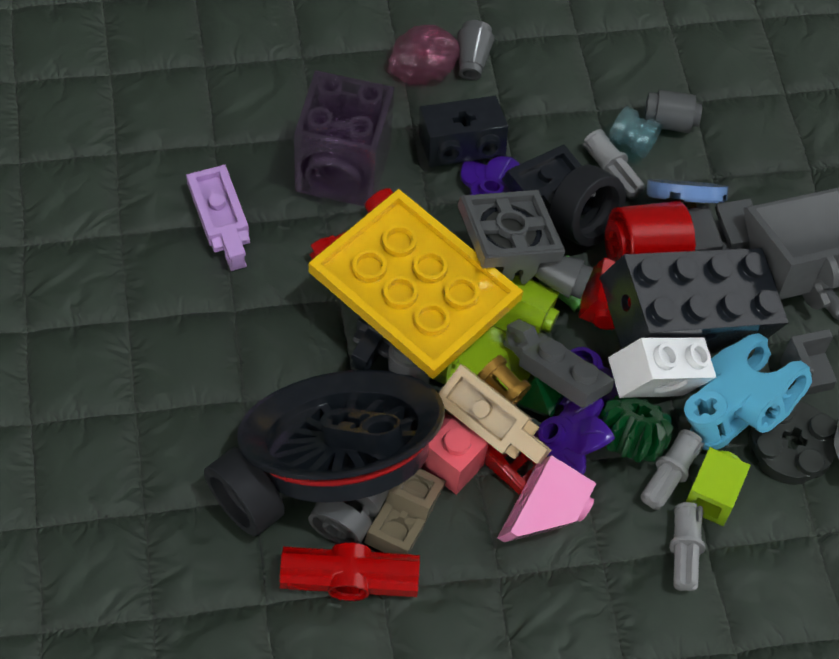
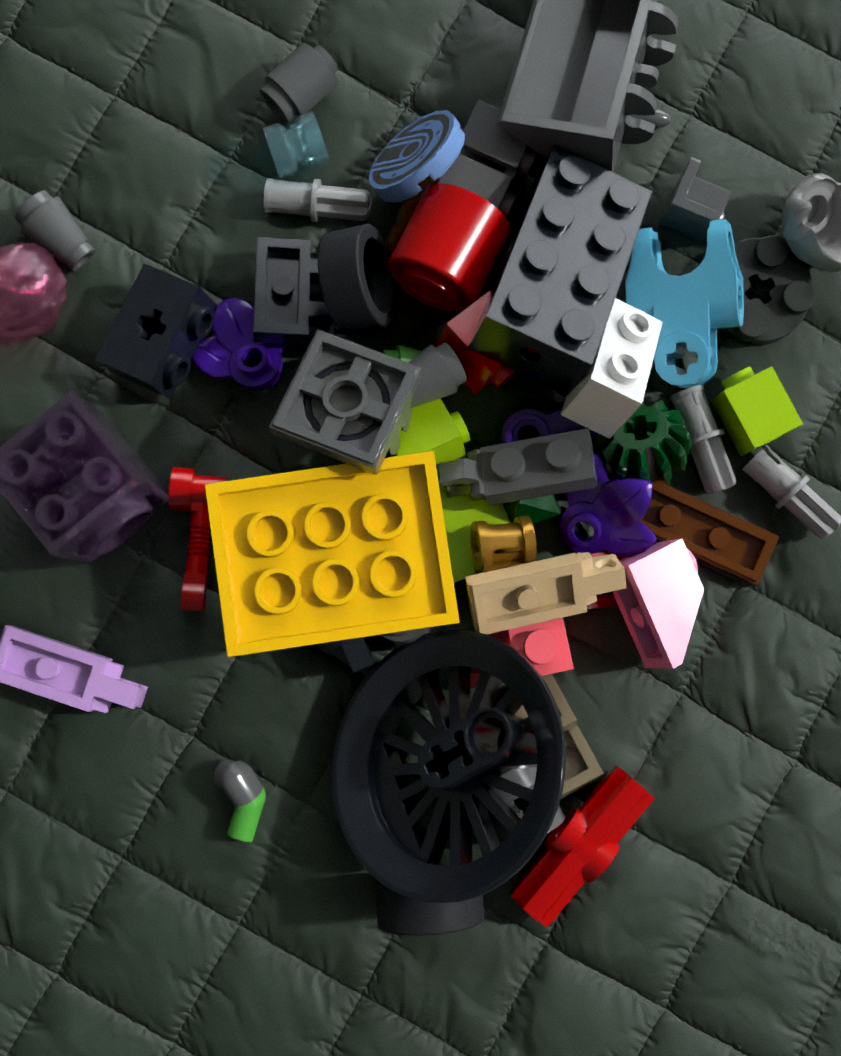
camera: 45 degrees left, 25 degrees up
(224, 358) = (246, 795): none -> arm
(615, 514) = (710, 533): none -> reddish brown tile

